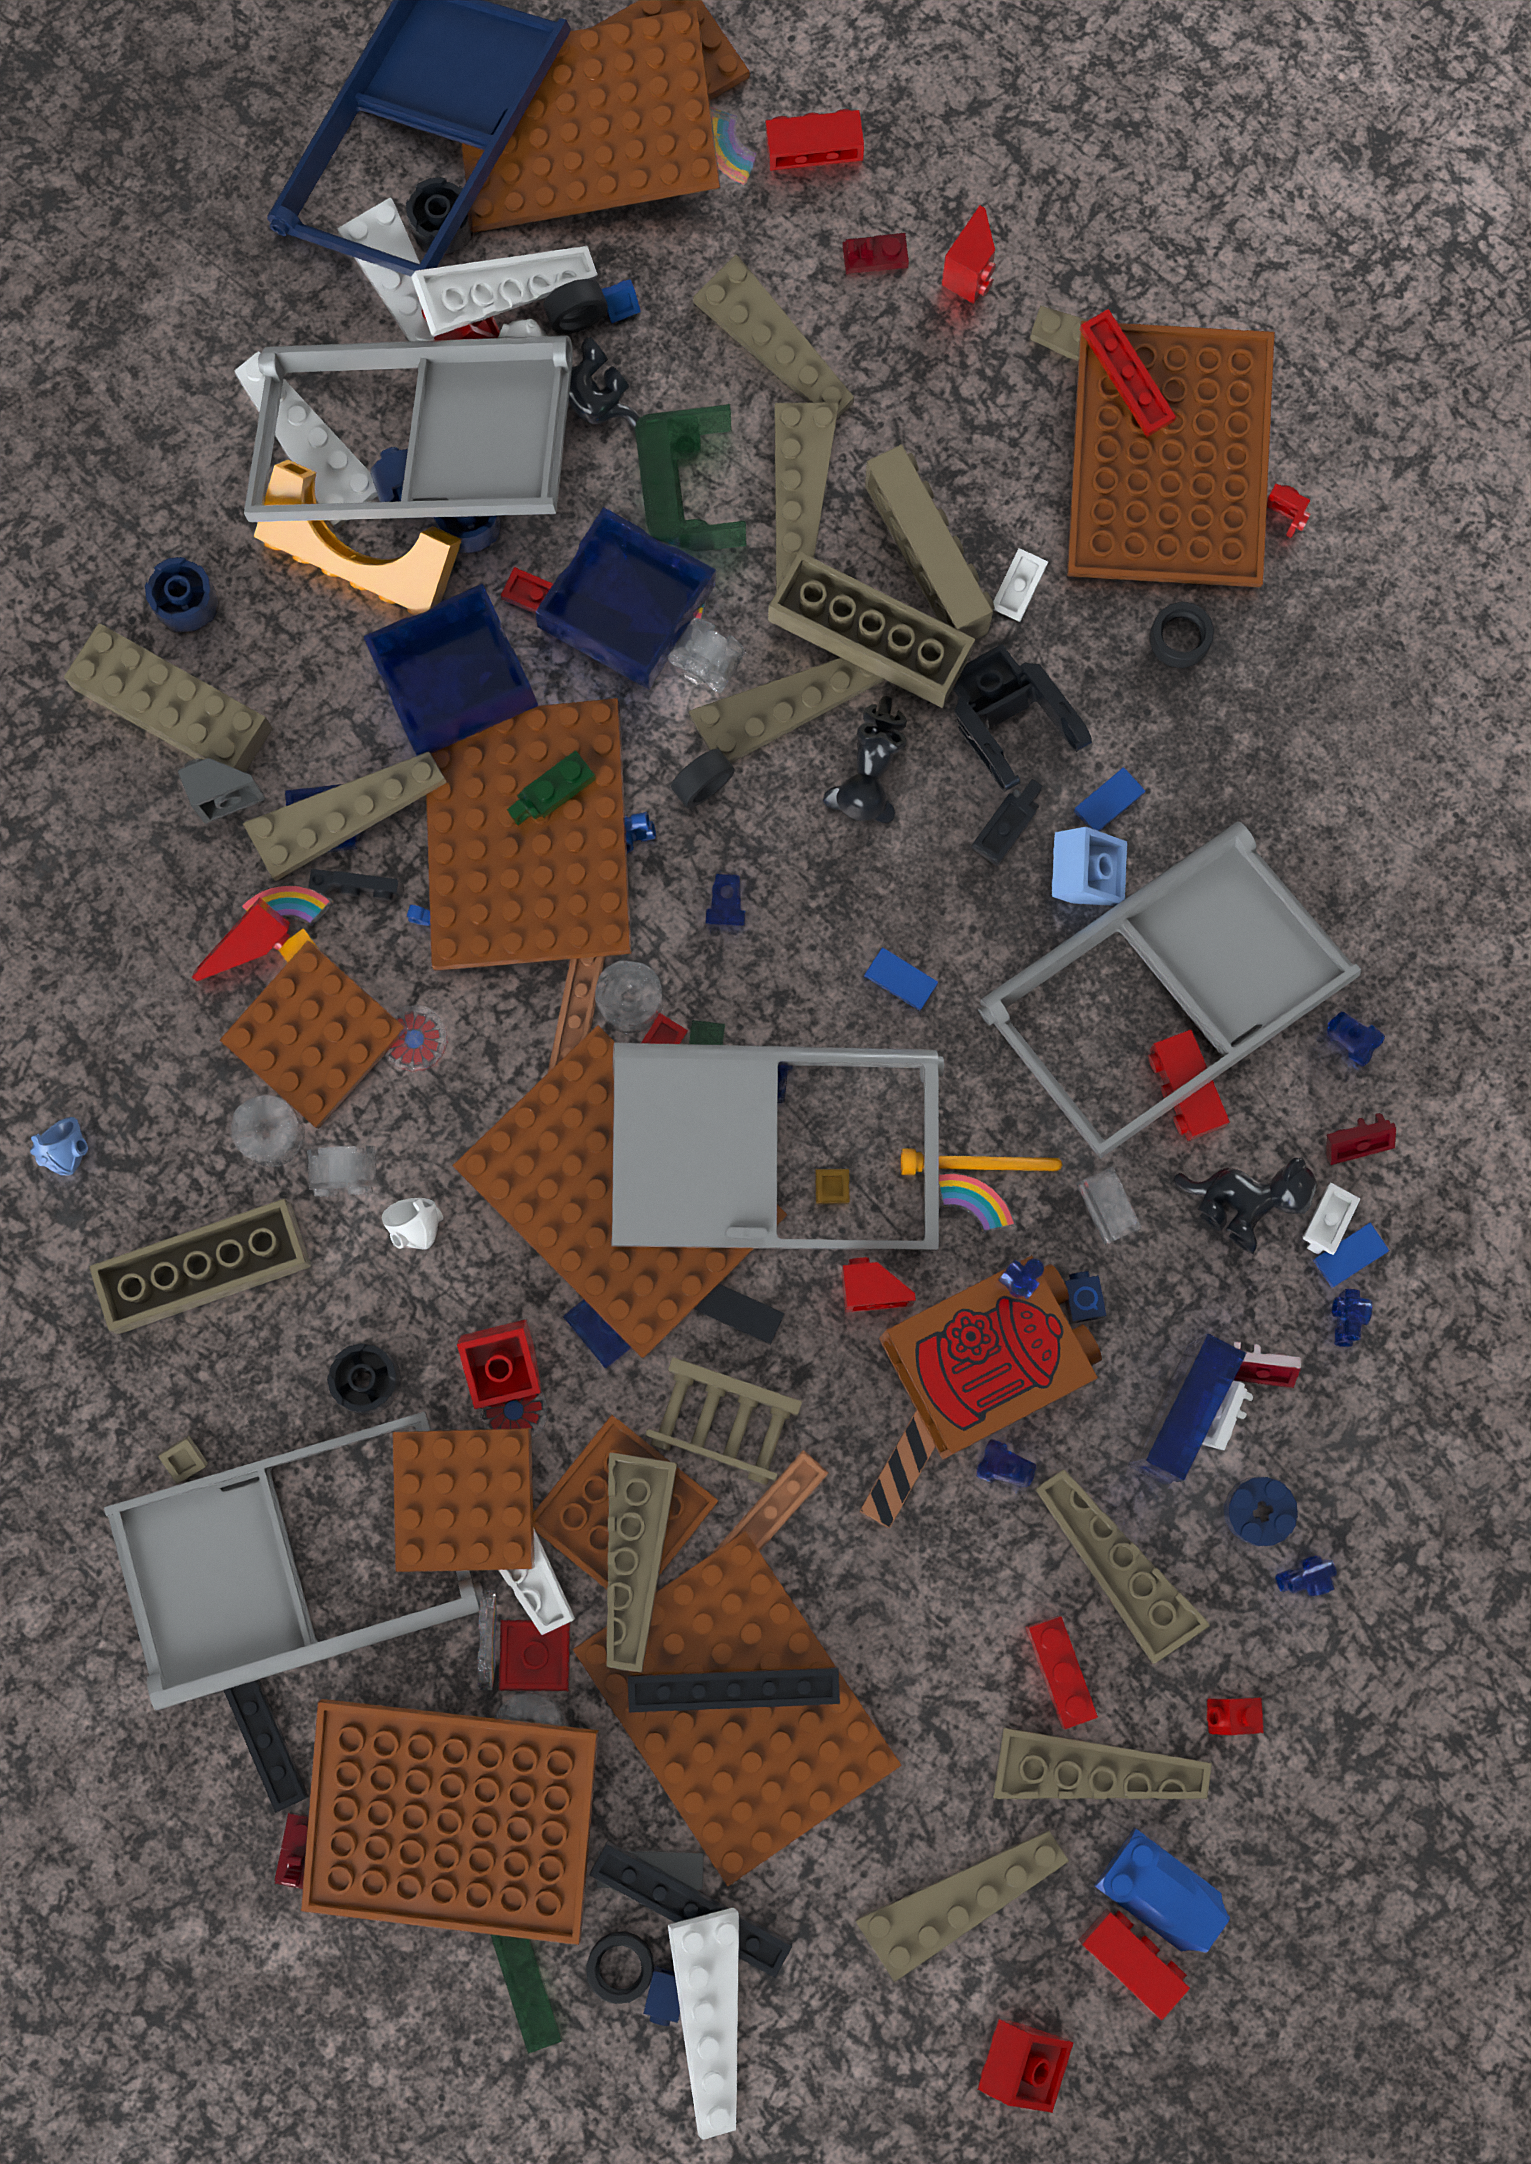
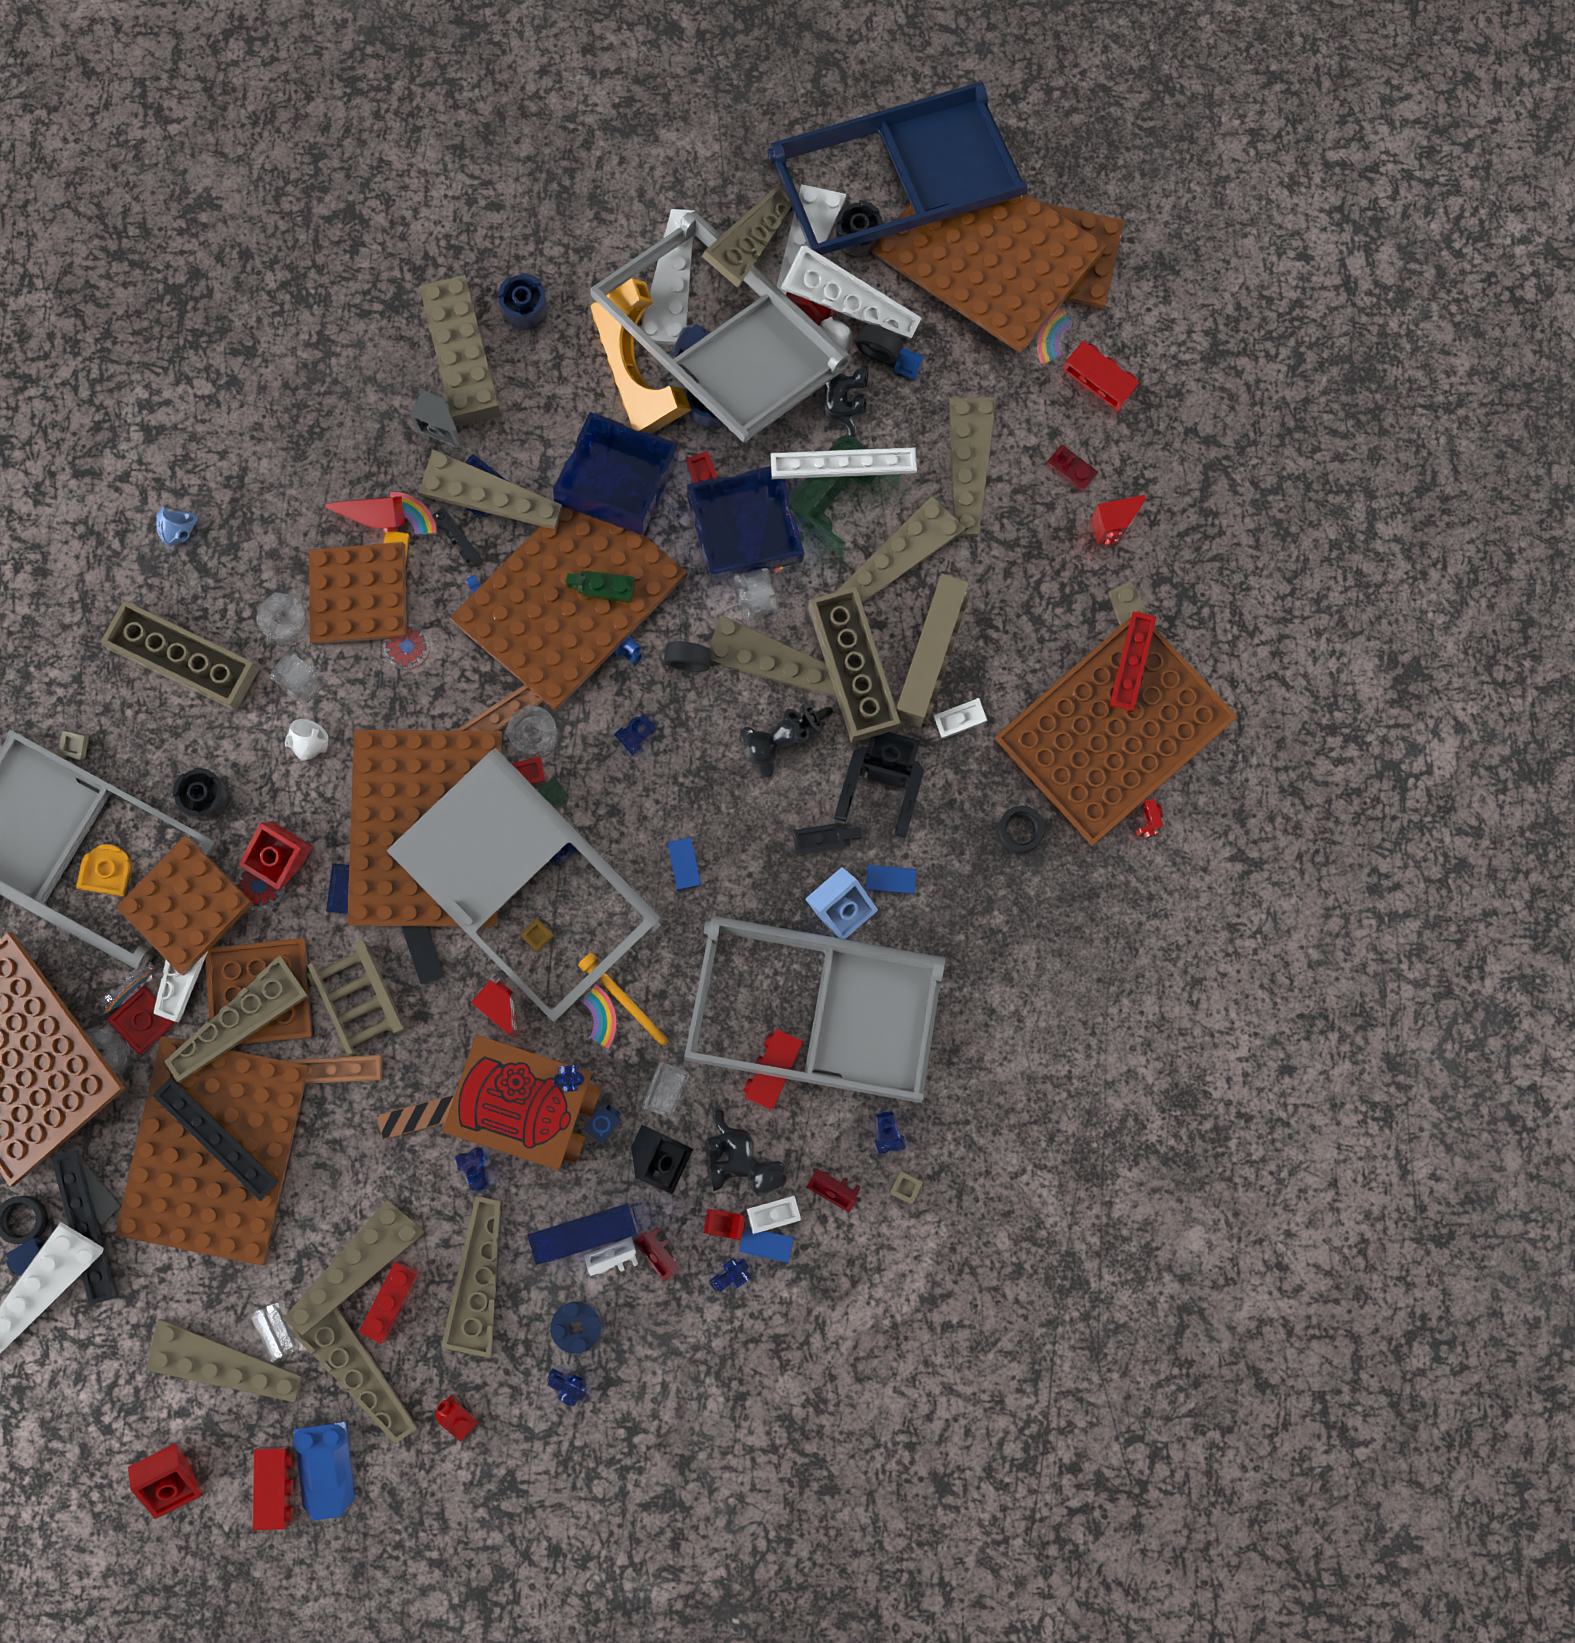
camera: 40 degrees right, 0 degrees up
(344, 1550) = (105, 871): none -> light orange tile
(348, 328) = (743, 243): none -> dark tan wing
(665, 447) = (843, 463): none -> white tile
(982, 1815) = (274, 1332): none -> clear brick
(990, 1643) = (371, 1250): none -> dark tan wing
(1169, 1276) = (659, 1159): none -> black slope
(1295, 1274) = (724, 1224): none -> red bracket
(1423, 1070) = (906, 1187): none -> dark tan plate

